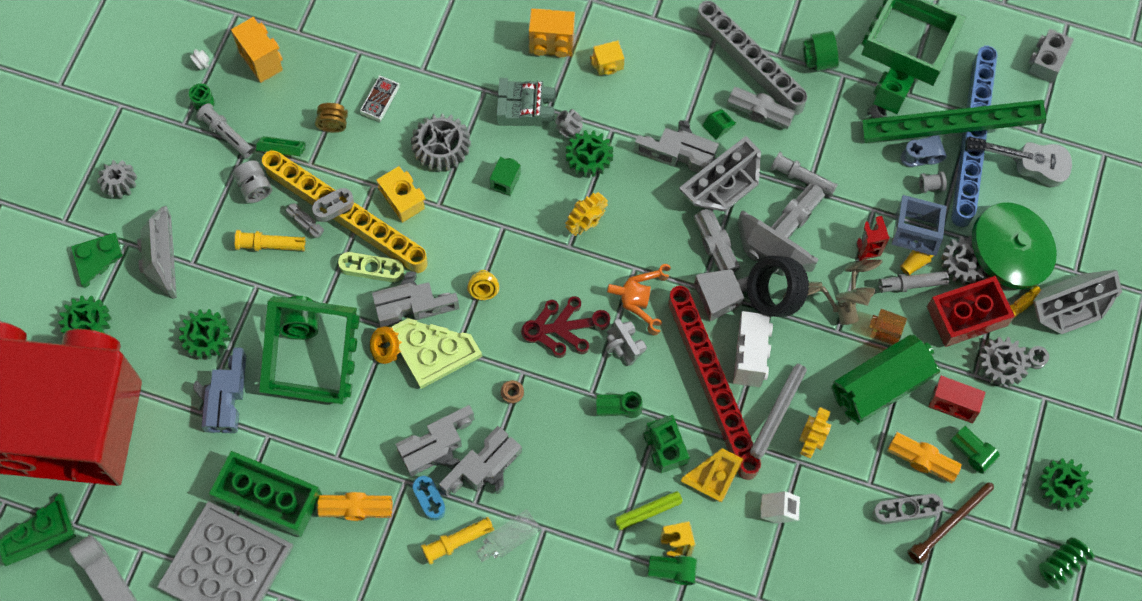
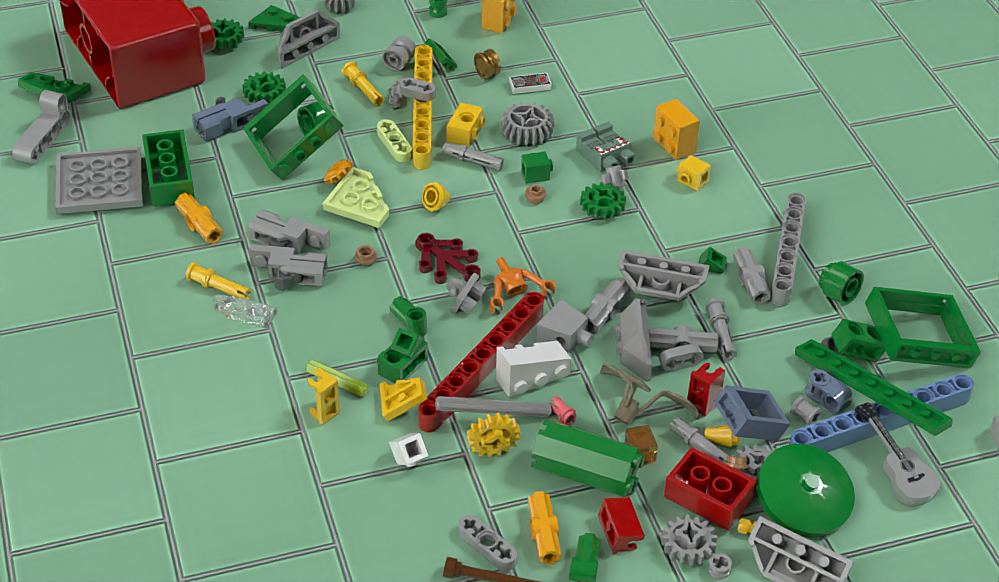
camera: 55 degrees right, 25 degrees down
(218, 124) = (426, 22): light grey pin -> none
(411, 299) = (388, 169): light grey plate -> none
(424, 501) = (236, 252): dark azure beam -> none
(439, 220) = (465, 153): none -> light grey pin
(538, 204) = (535, 194): none -> medium nougat plate
(586, 213) = (547, 215): yellow gear -> none
(678, 146) = (659, 239): light grey plate -> none
(679, 569) = (299, 415): green piece -> none
(796, 286) = (598, 345): black tyre -> none
(810, 358) = (565, 414): none -> coral pin
(815, 228) = (681, 357): none -> light grey beam
(965, 275) = (737, 462): none -> medium nougat plate

